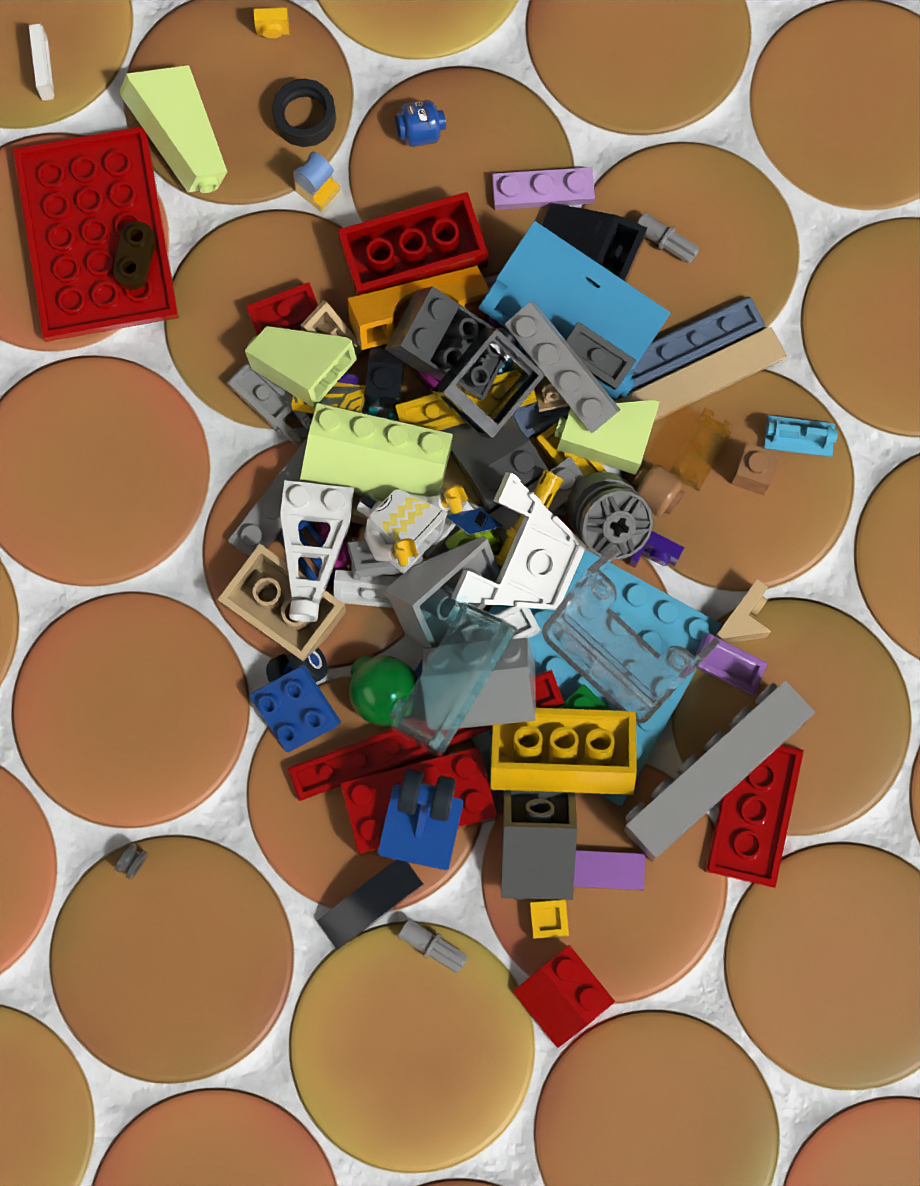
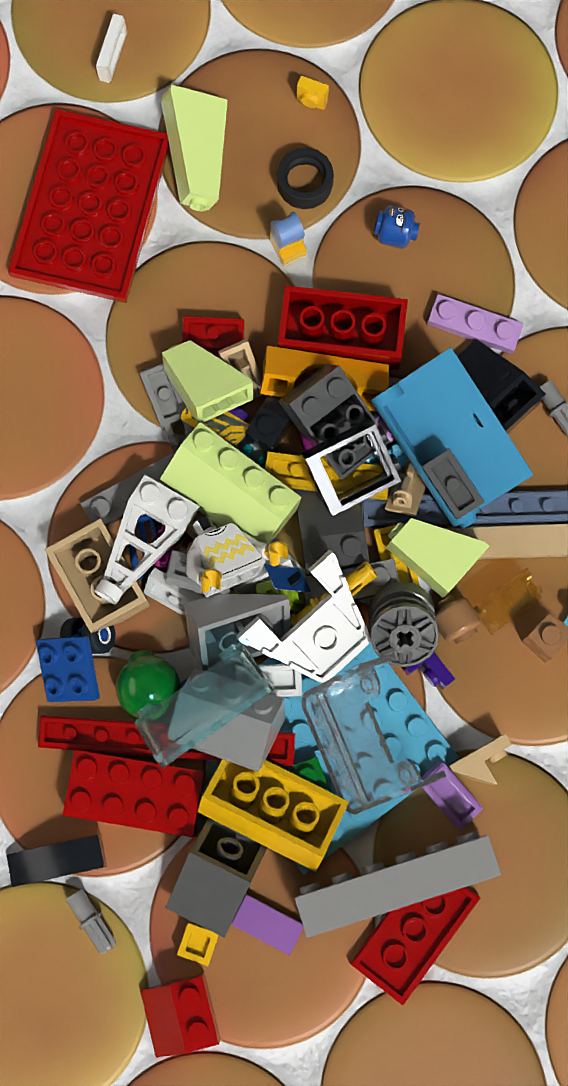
camera: 25 degrees right, 0 degrees up
(134, 253) = (113, 235): dark brown plate -> none
(421, 821) = (123, 816): blue plate -> none
(562, 366) = (418, 481): light grey plate -> none

